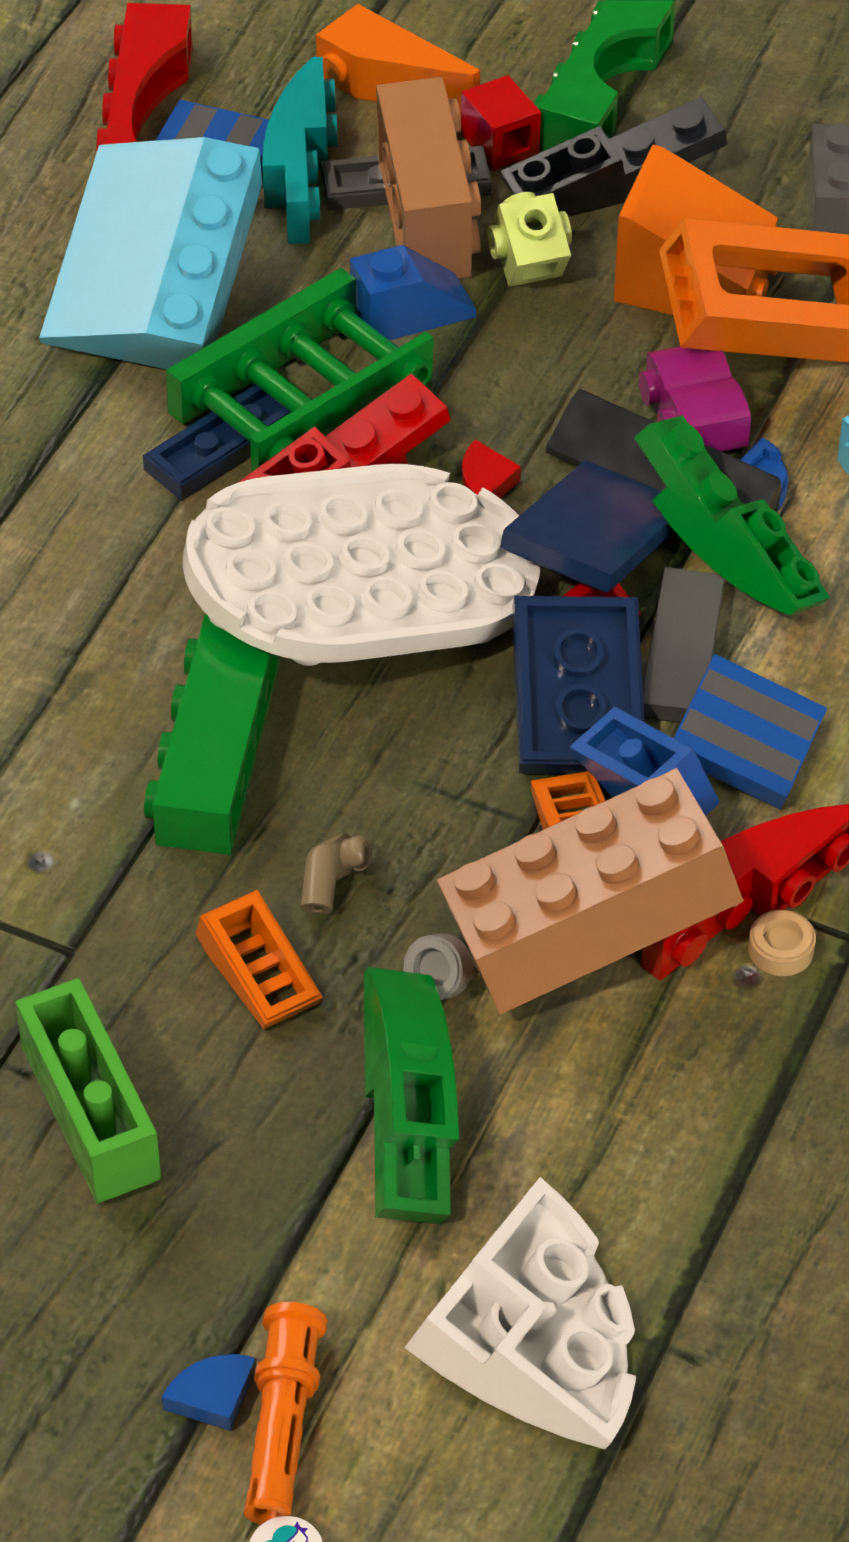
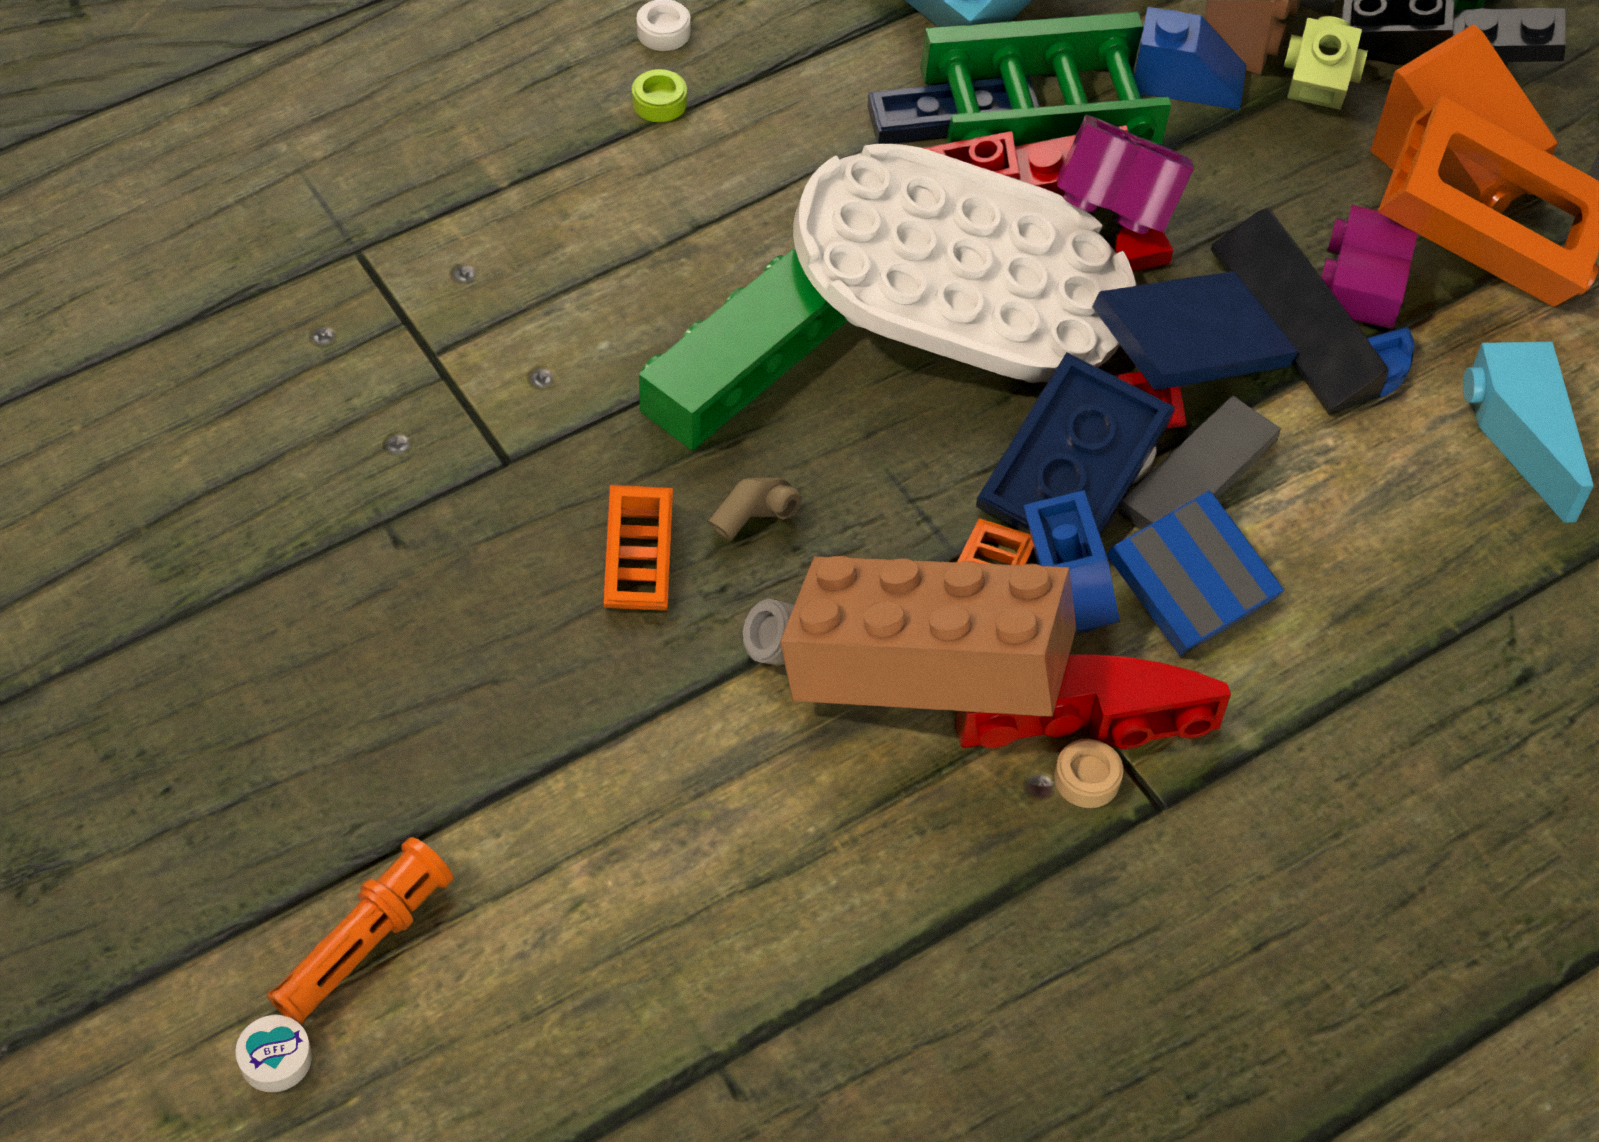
camera: 30 degrees right, 5 degrees up
(88, 1090) = (410, 579): bright green brick -> none
(211, 1389) = (326, 879): blue tile -> none
(413, 1095) = (661, 725): green slope -> none
(447, 418) = (1123, 175): none -> magenta brick
(537, 1325) = (620, 981): white brick -> none
(734, 539) = (1305, 394): green slope -> none

